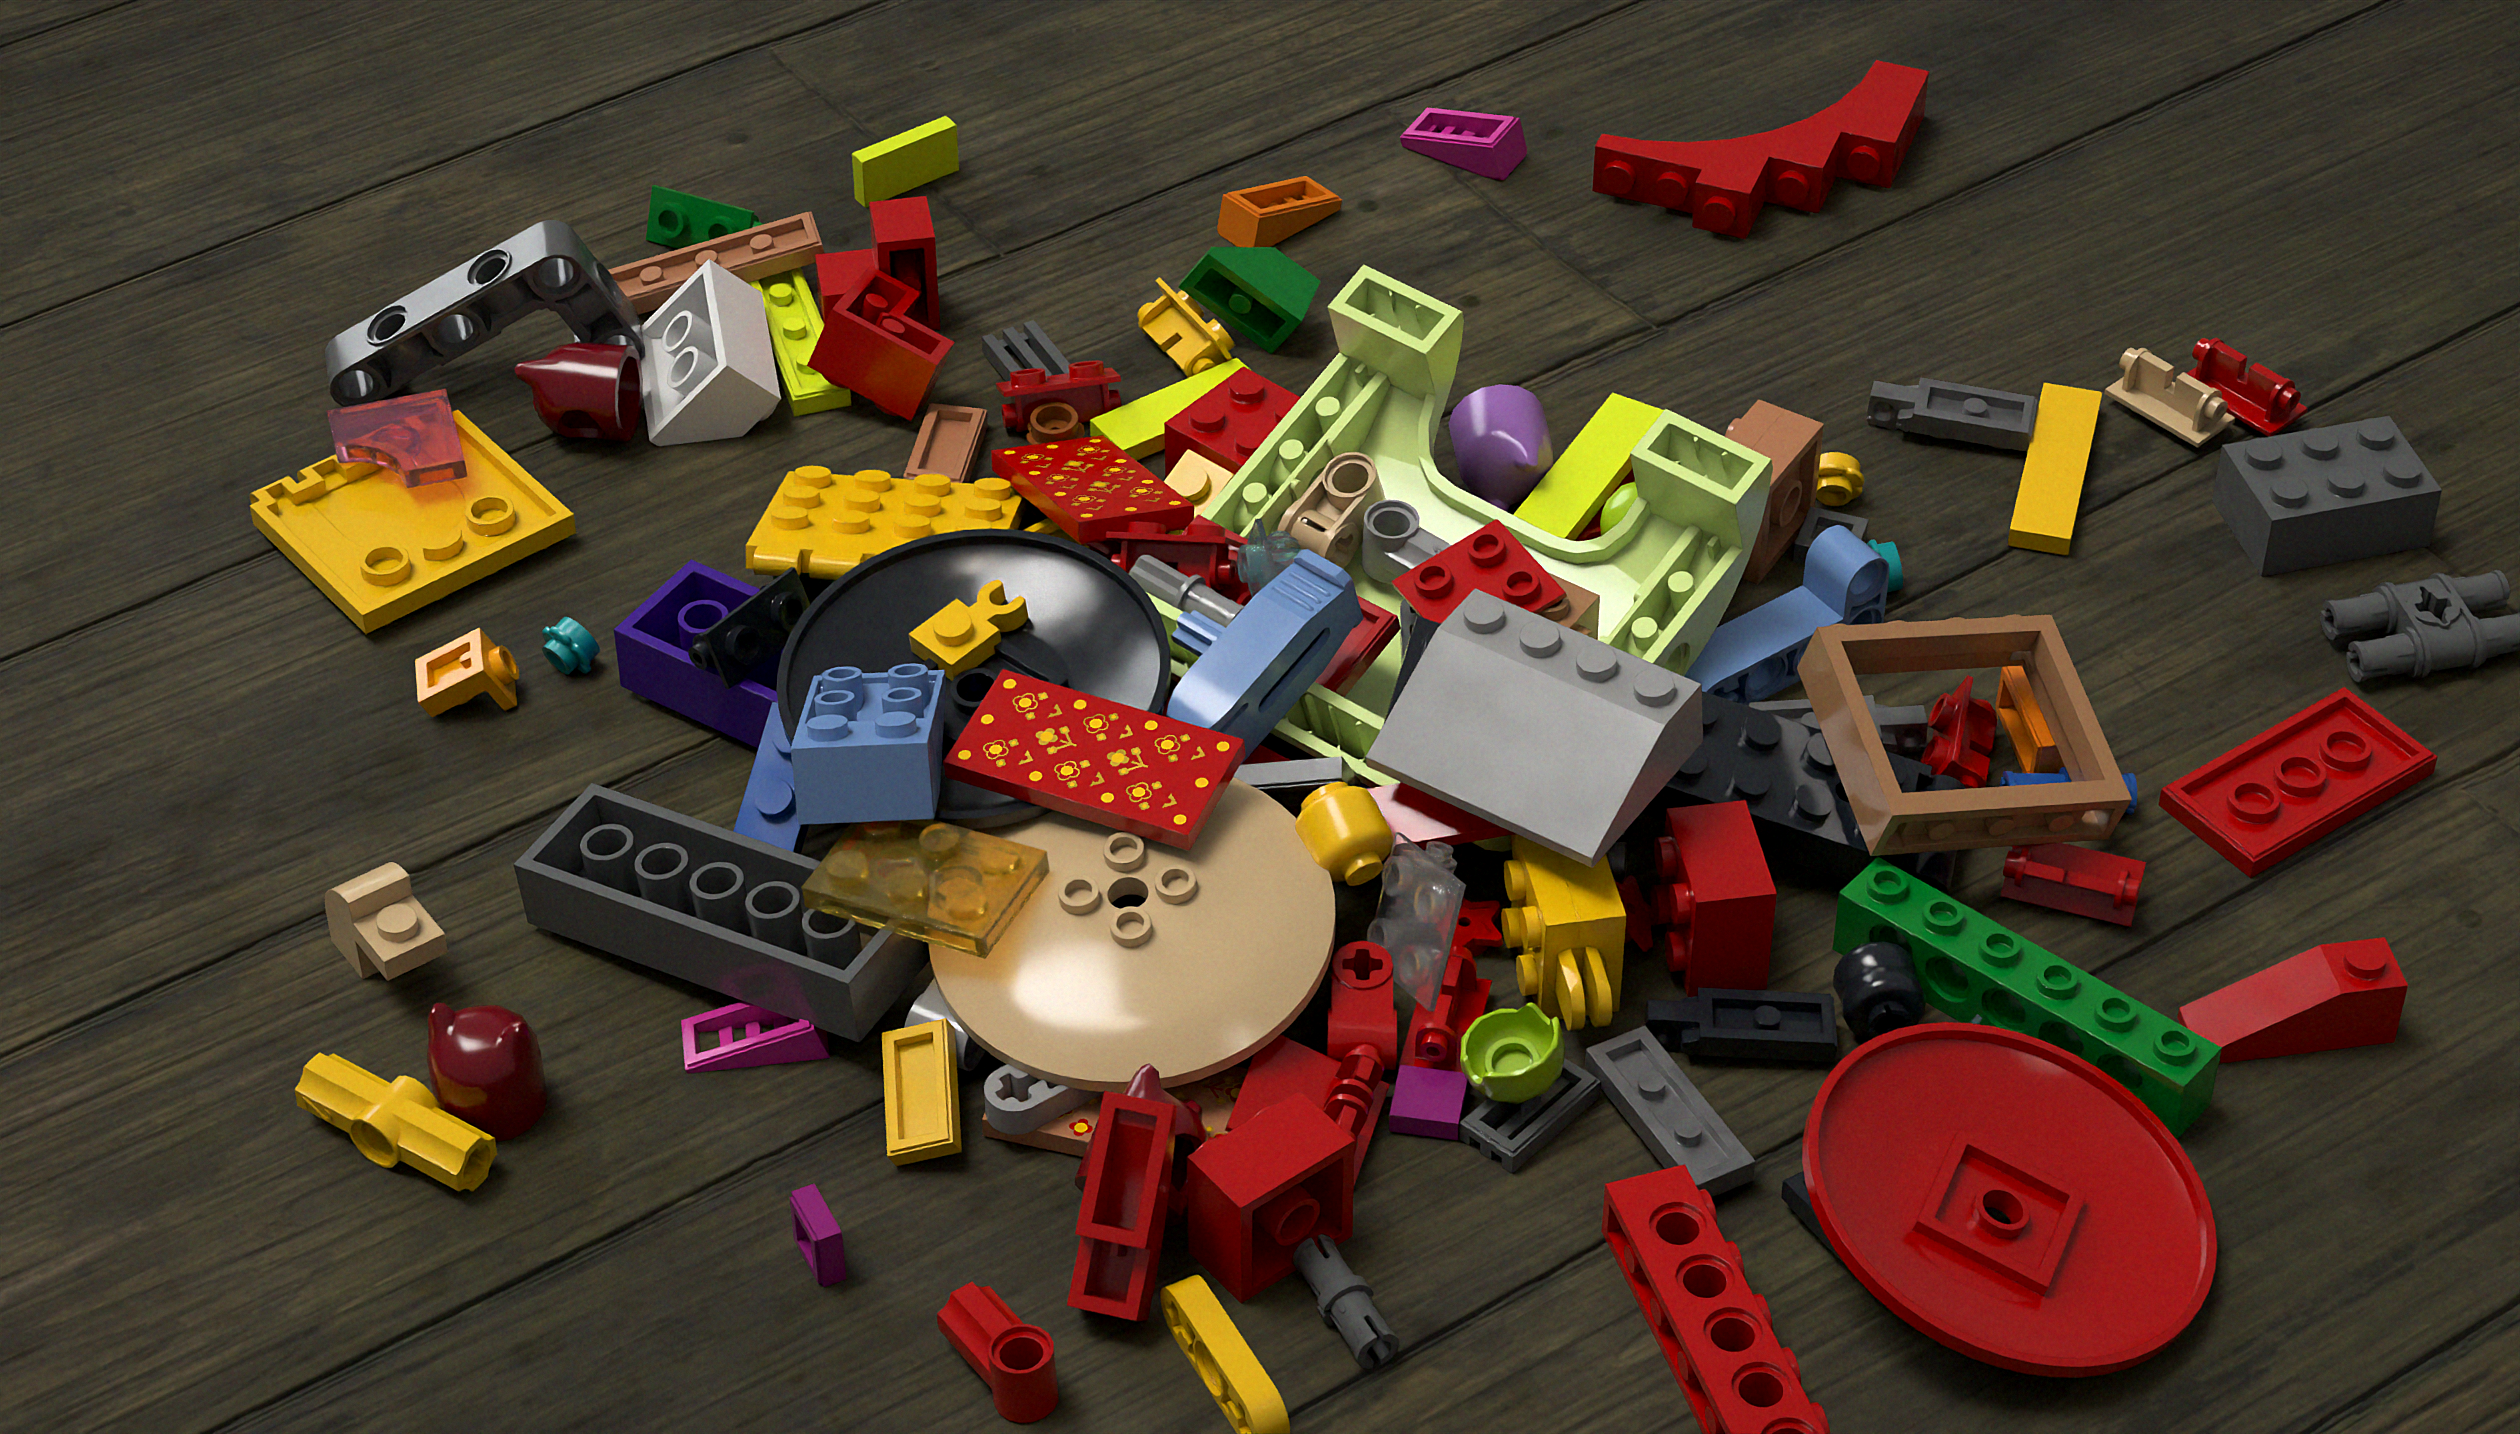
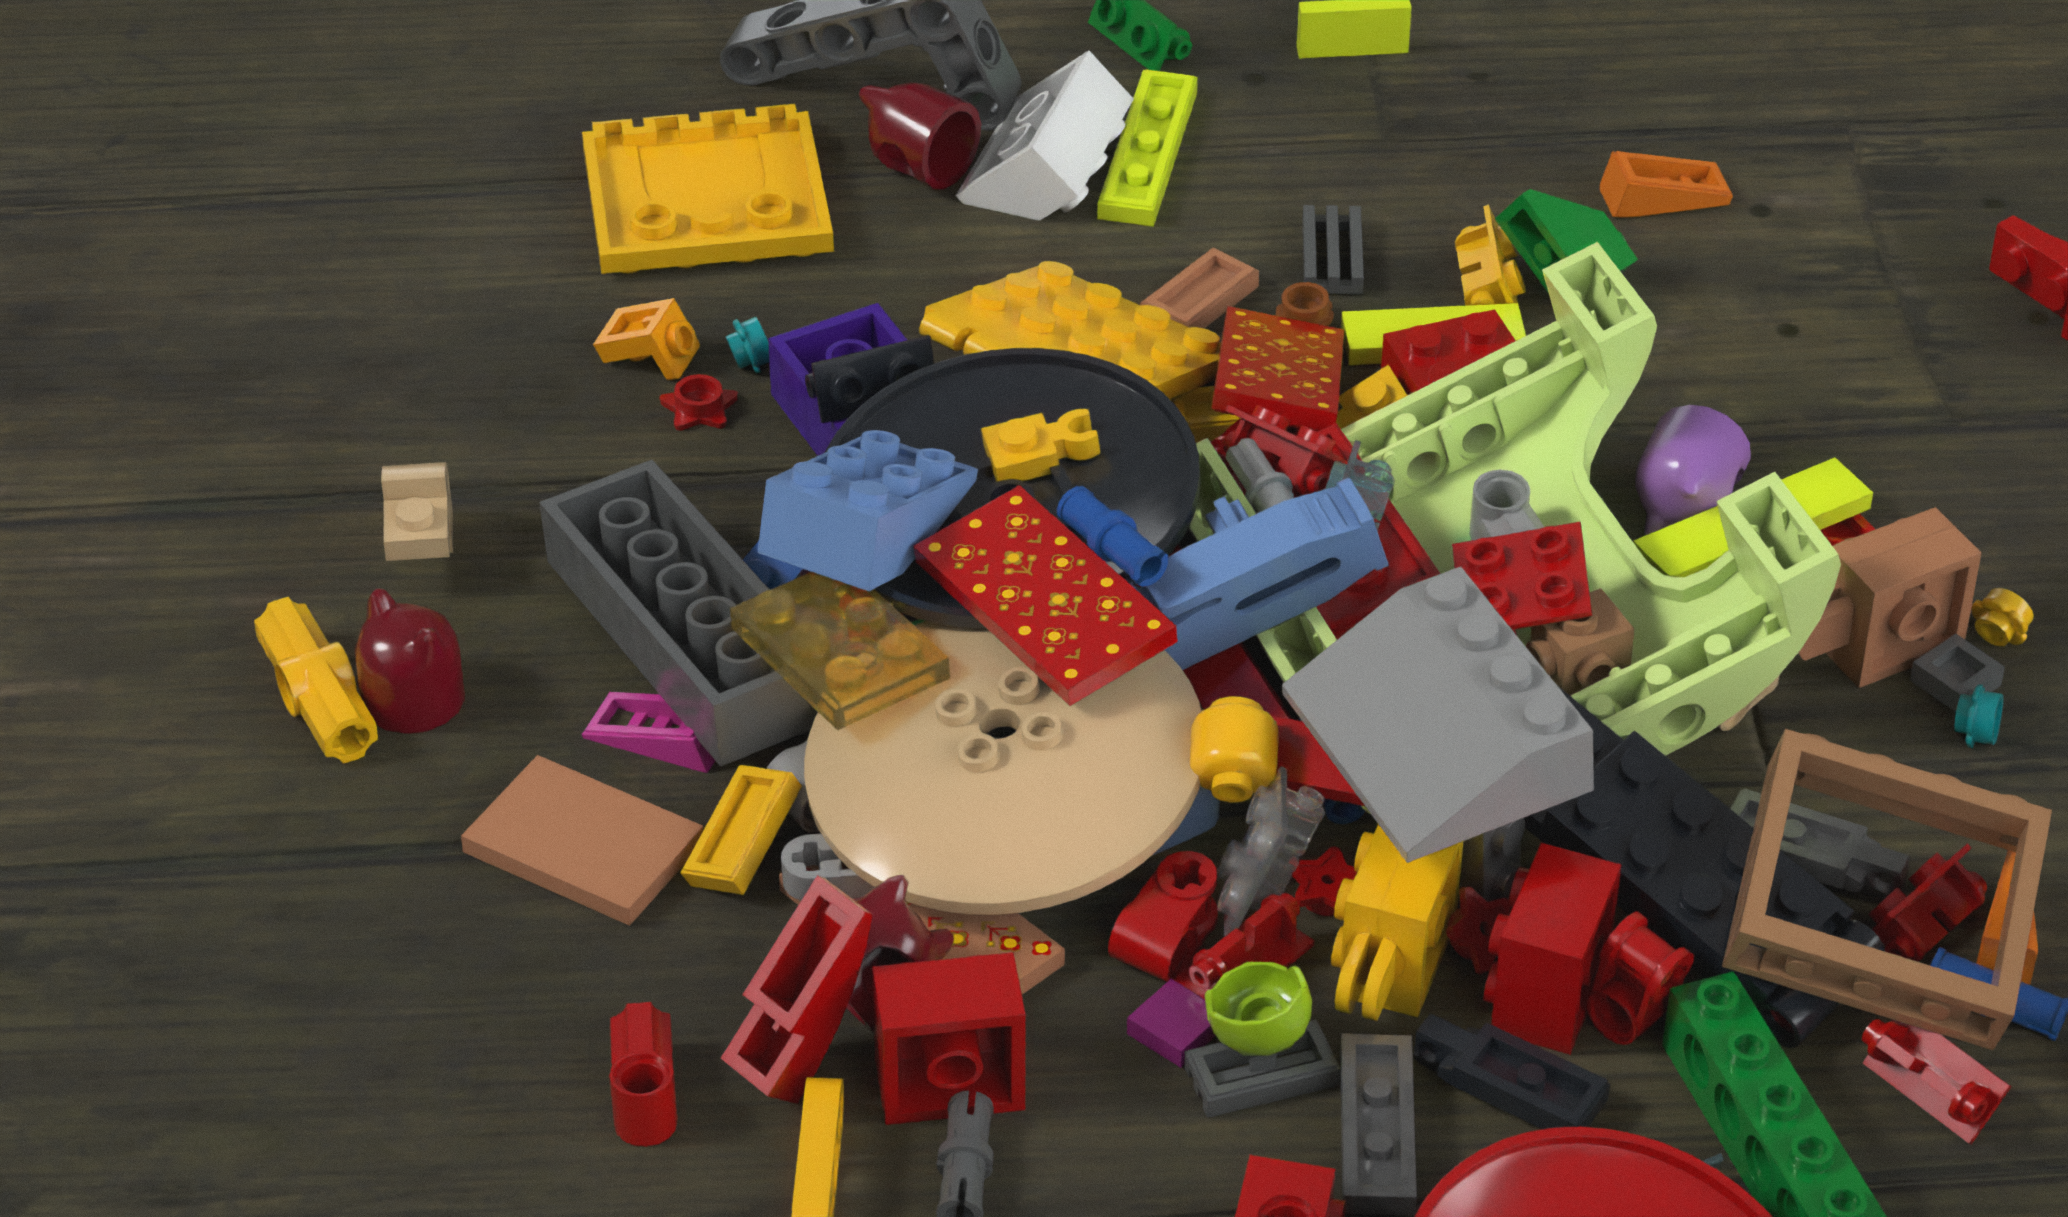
camera: 30 degrees right, 0 degrees up
(405, 434) = (741, 117): clear pink tile -> none
(555, 719) = (699, 401): none -> red plate
(746, 254) = (1129, 60): nougat tile -> none
(747, 1158) = (582, 839): none -> nougat tile
(817, 1235) = (568, 912): magenta tile -> none
(878, 348) = (1190, 178): red brick -> none
(900, 247) = (1247, 128): red brick -> none
(1082, 388) = (1352, 281): red hinge -> none
(1124, 681) = (1112, 536): none -> blue pin
(1294, 780) = (1219, 680): tile -> none
(1333, 508) = (1459, 460): tan piece -> none
(1343, 1090) = (1071, 980): red hinge -> none
(1469, 140) = (1902, 187): dark pink slope -> none
(1763, 647) = (1903, 722): medium blue beam -> none
(1806, 894) = (1634, 980): none -> red piece
(1878, 989) = (1657, 1094): black piece -> none

